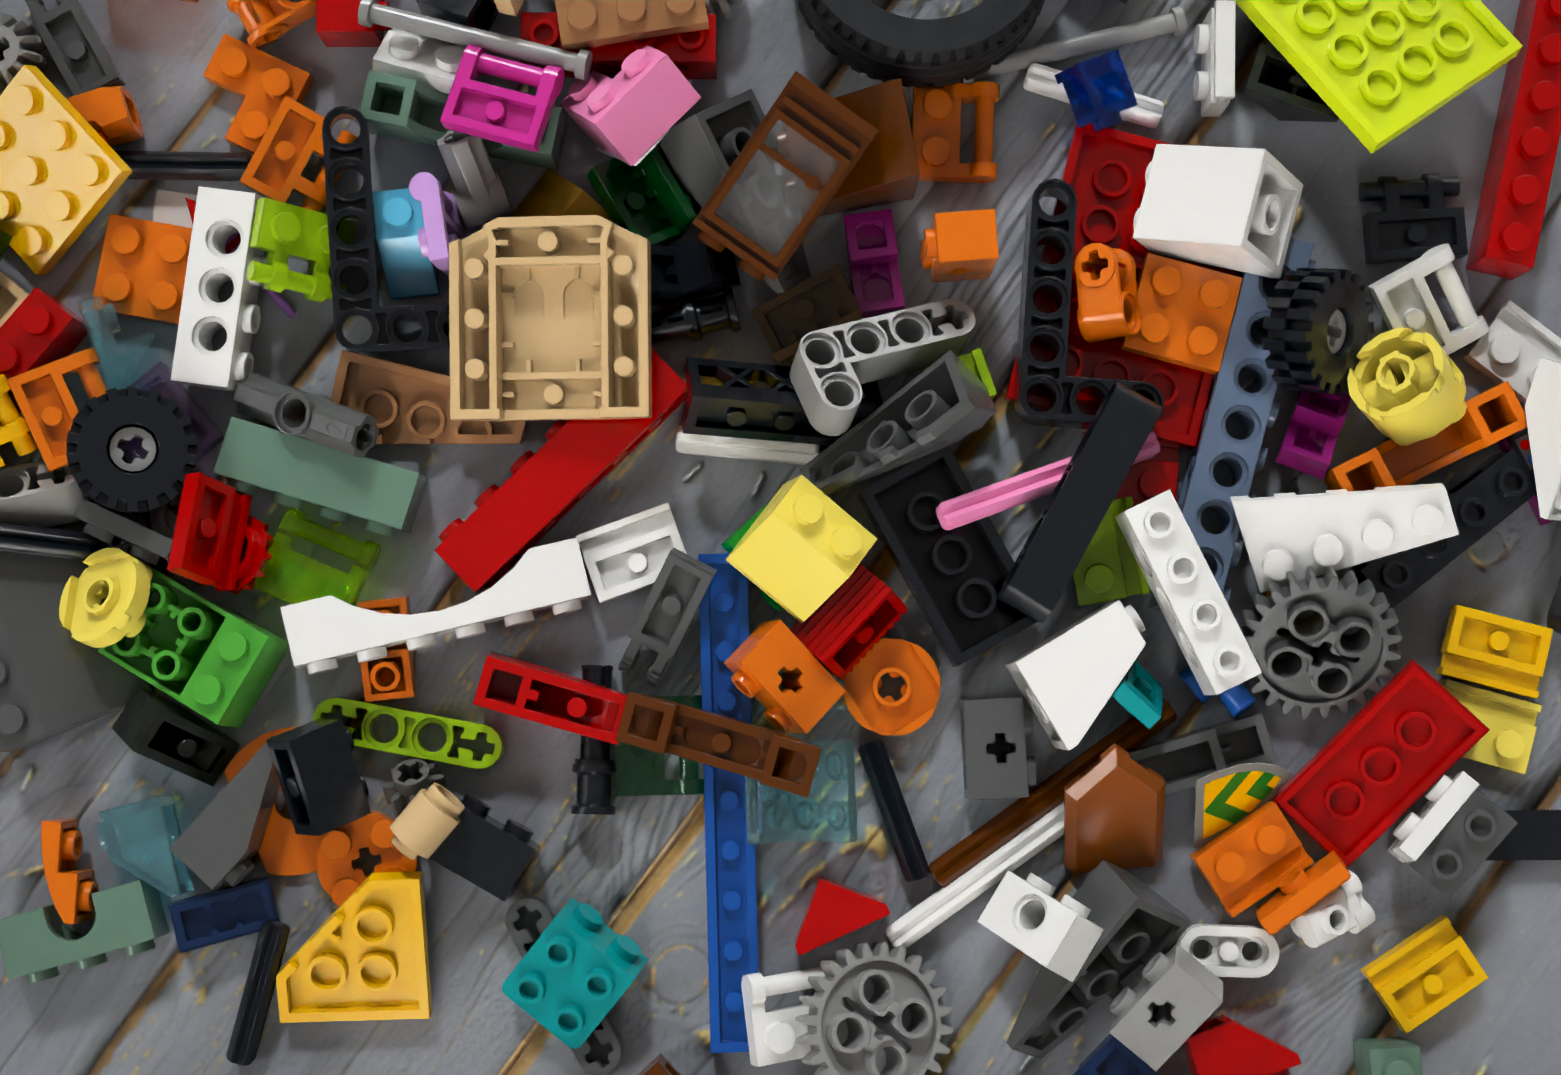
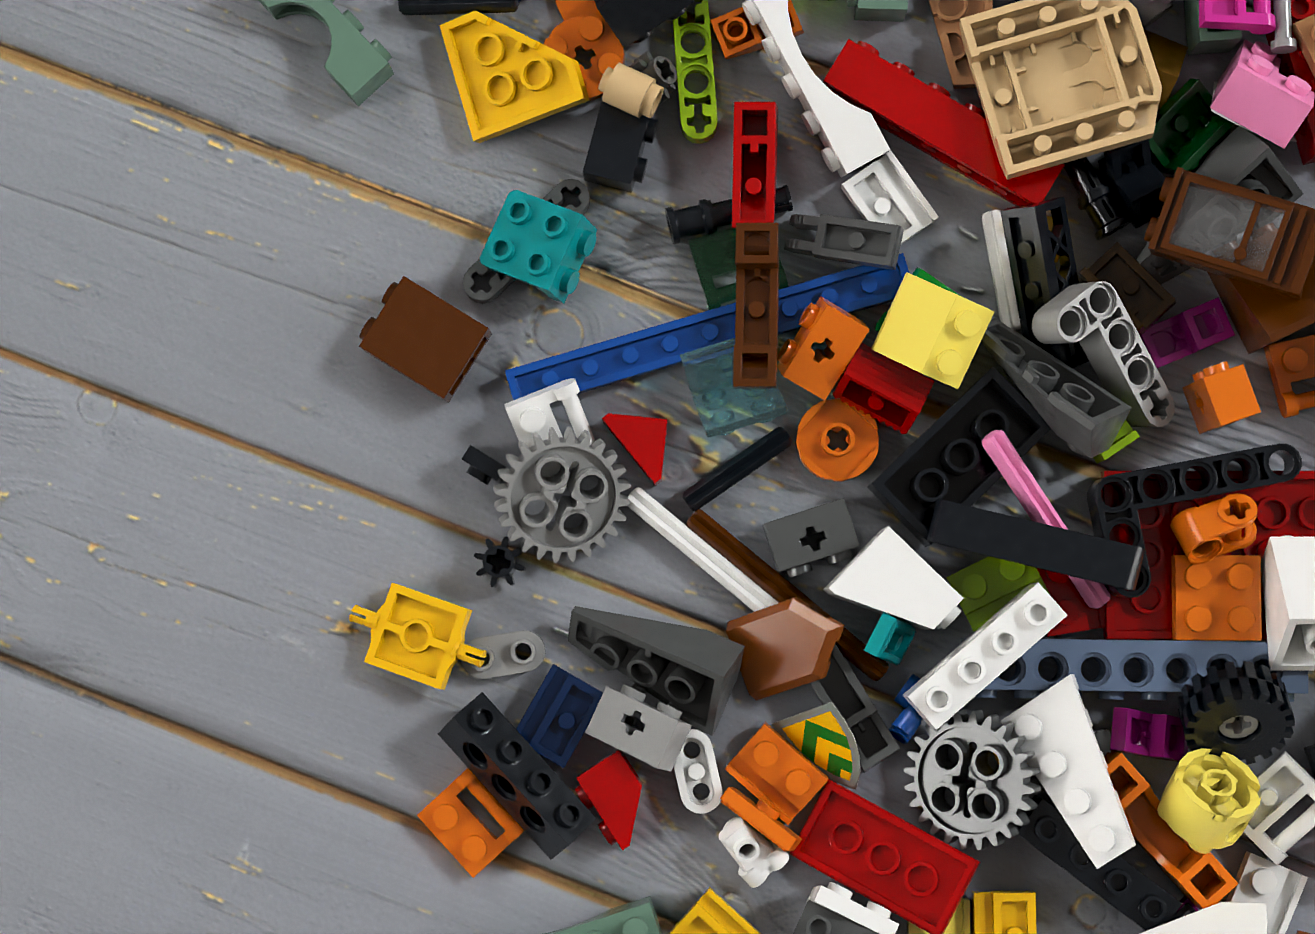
camera: 85 degrees right, 0 degrees up
(1056, 943) = (678, 608): white brick -> none

